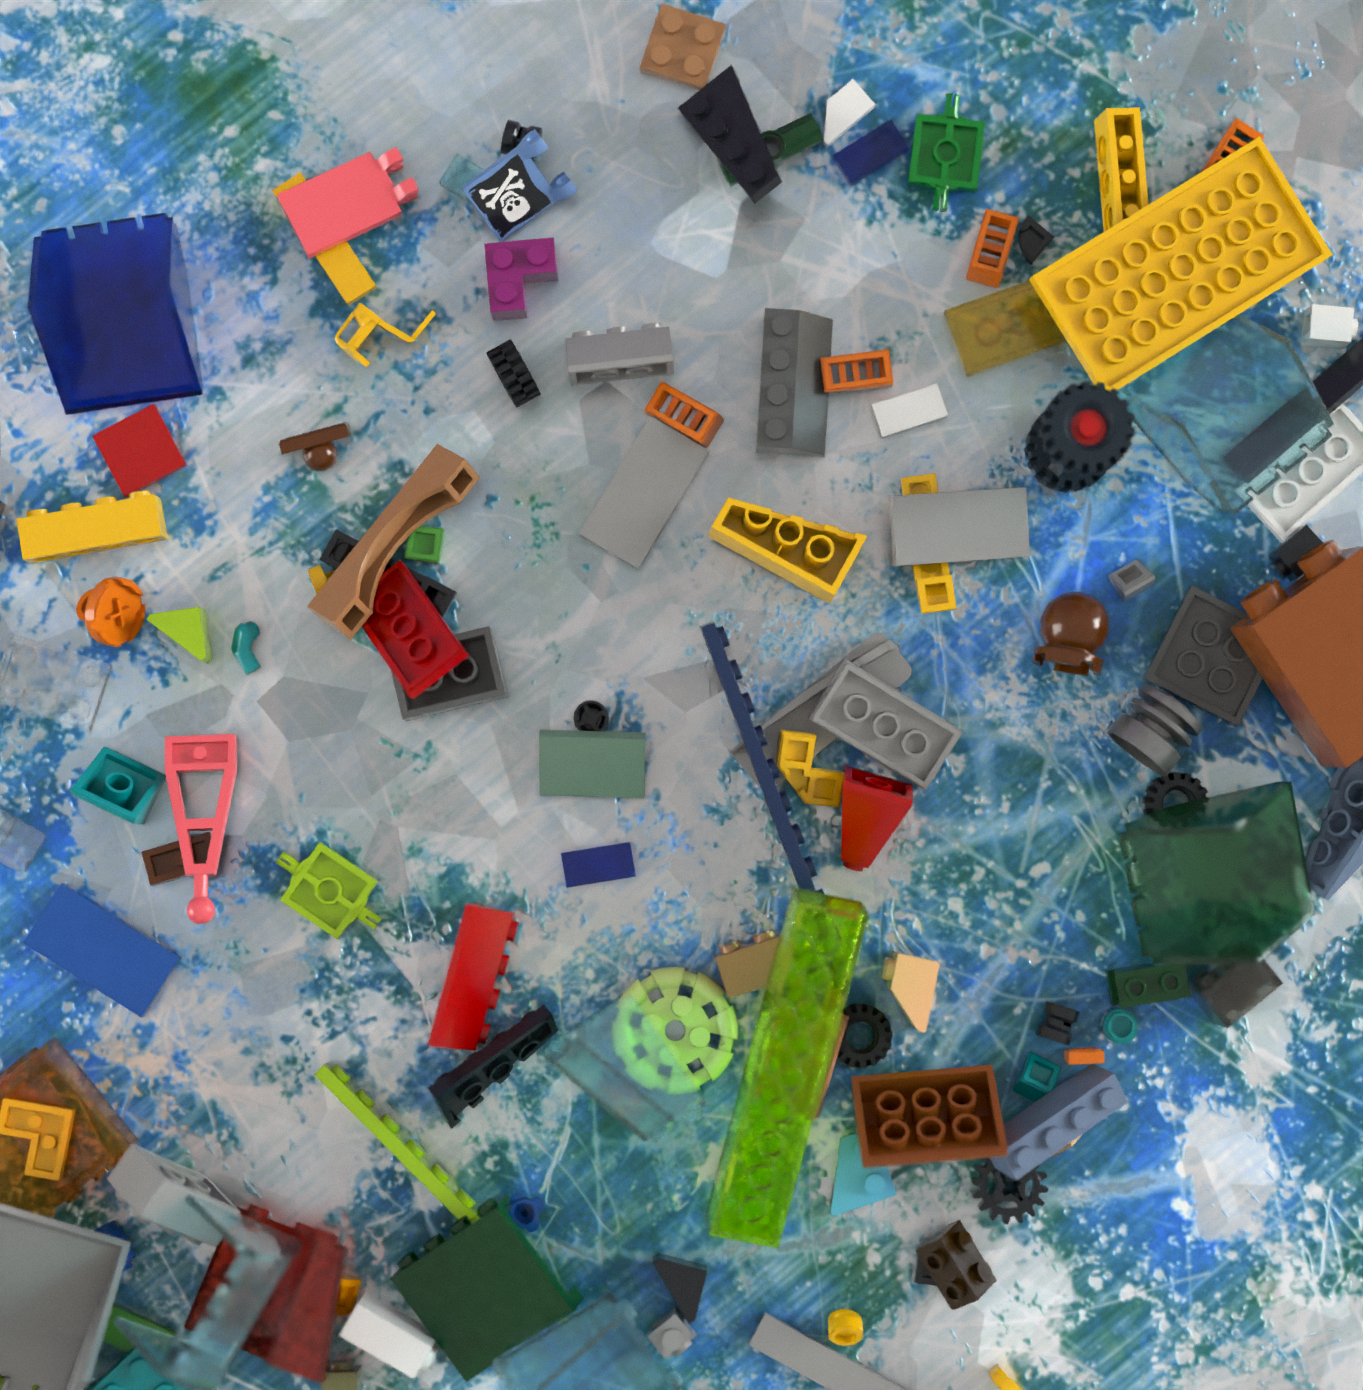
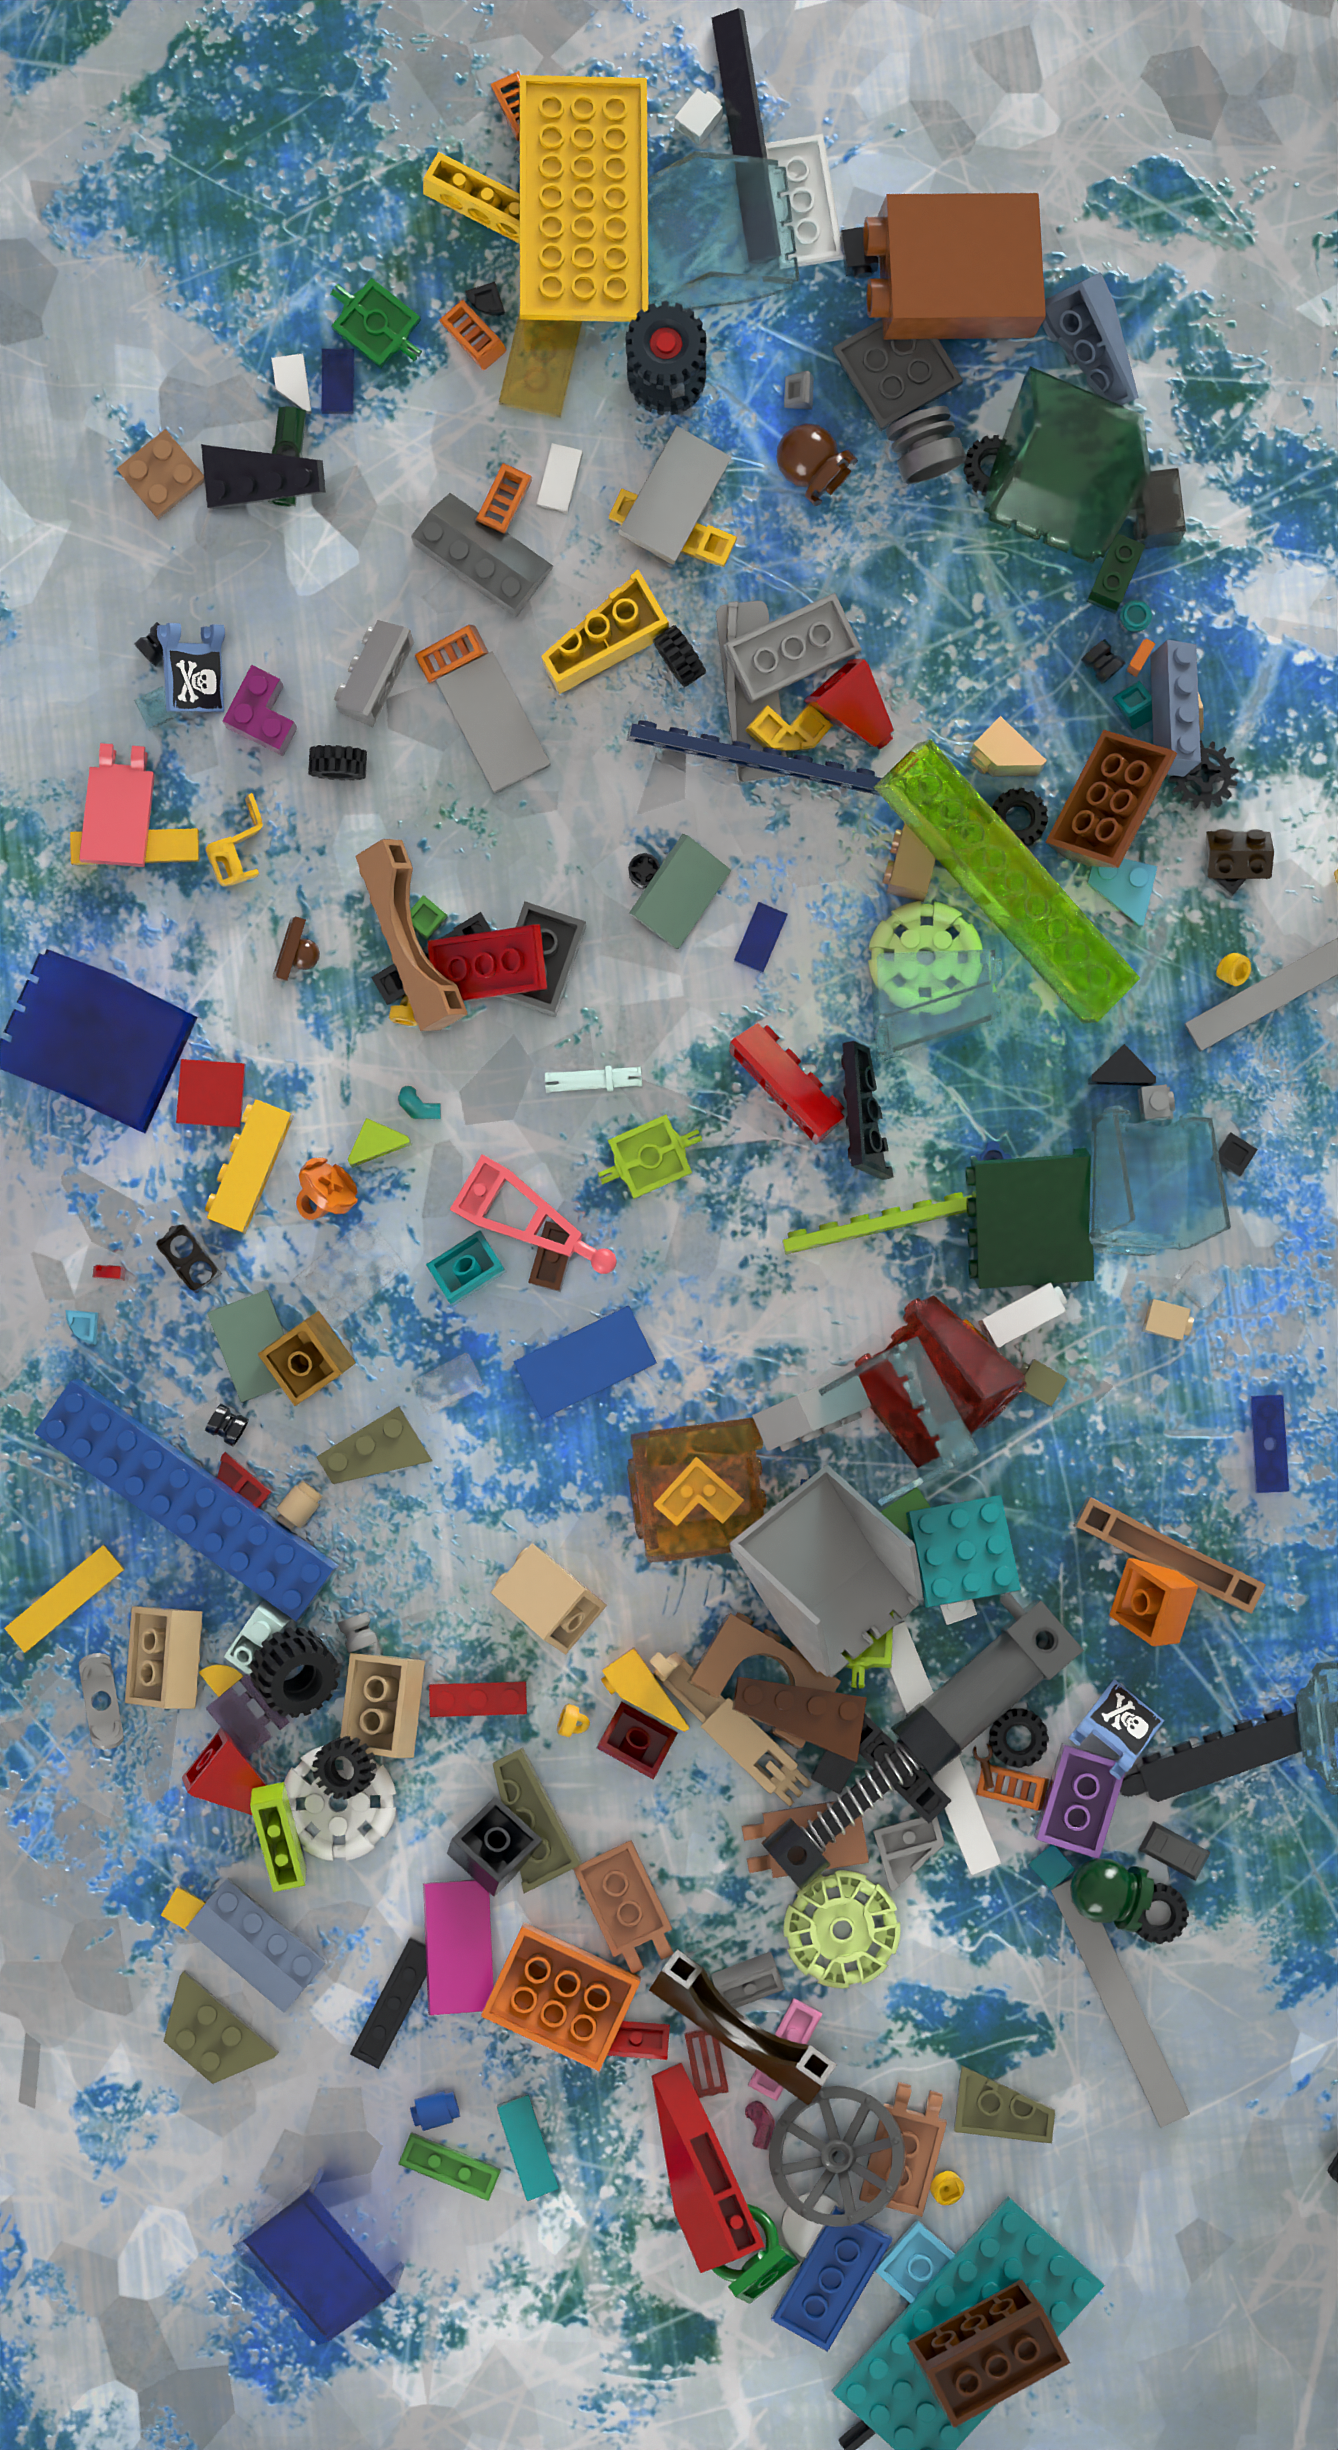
camera: 55 degrees left, 0 degrees up
(369, 793) = (593, 1079): none -> light aqua pin
(811, 625) = (679, 656): none -> black tyre

